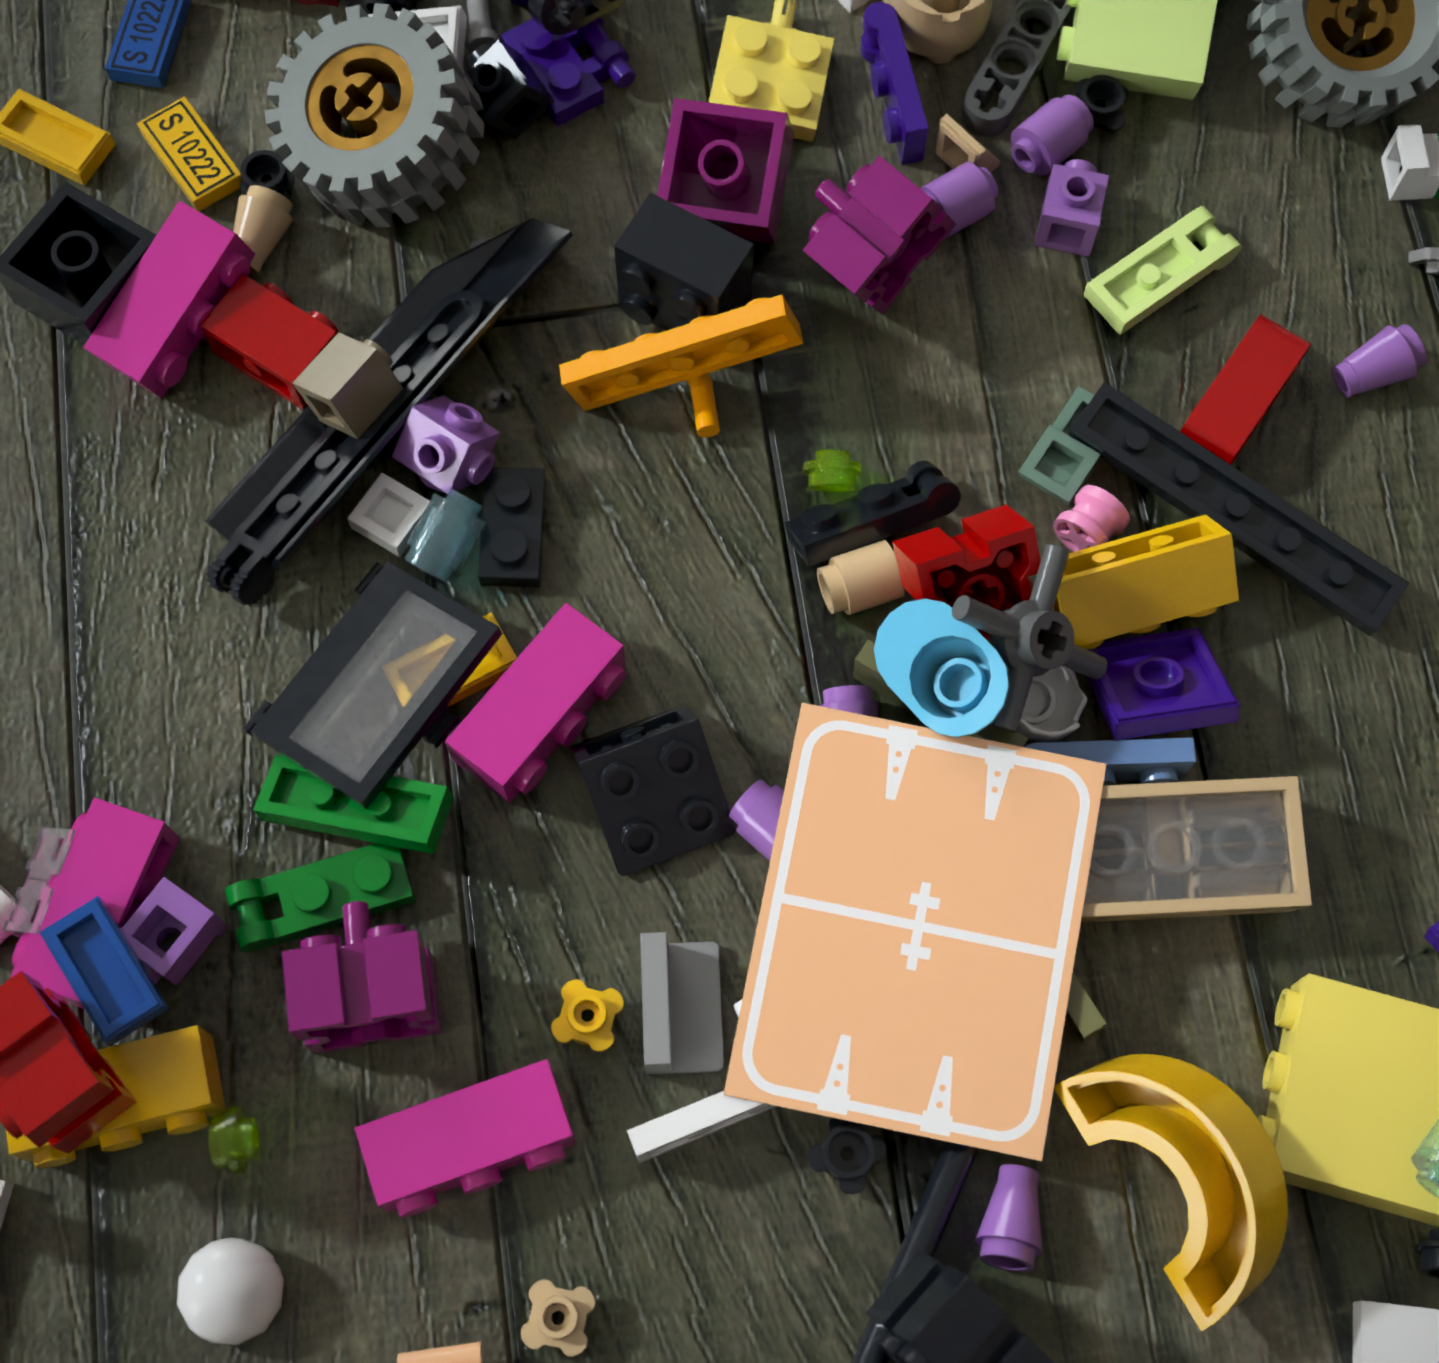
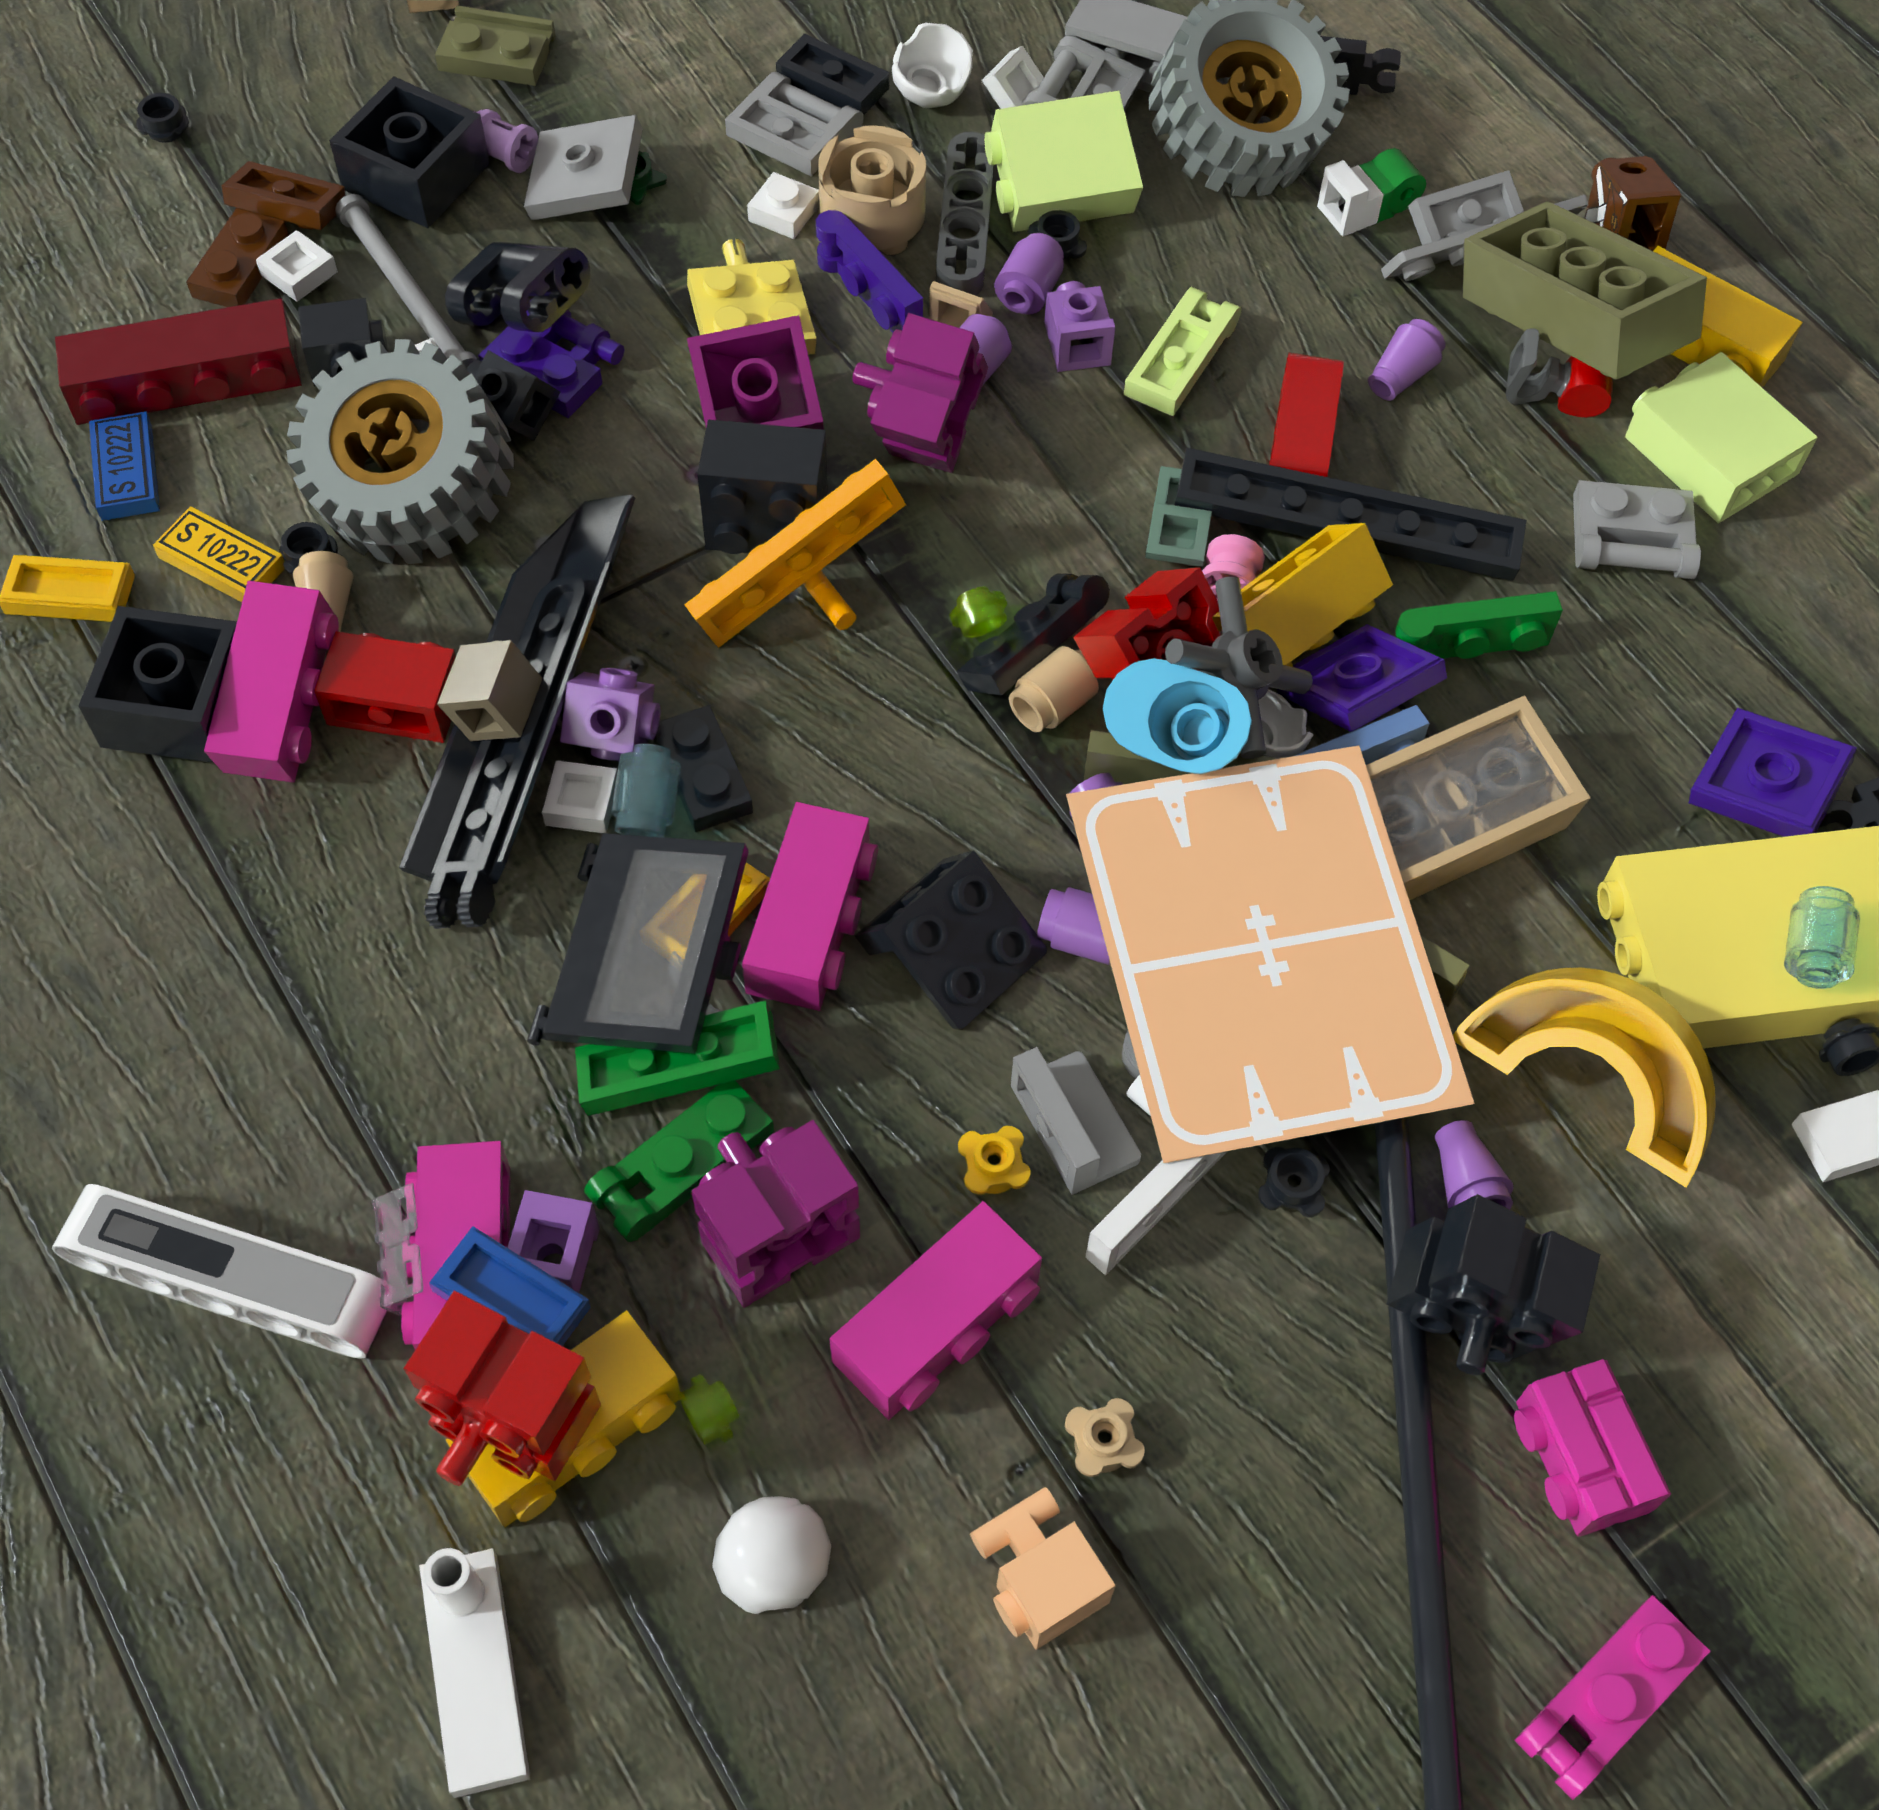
camera: 25 degrees left, 10 degrees down
(1303, 676) = (1482, 625): none -> green plate

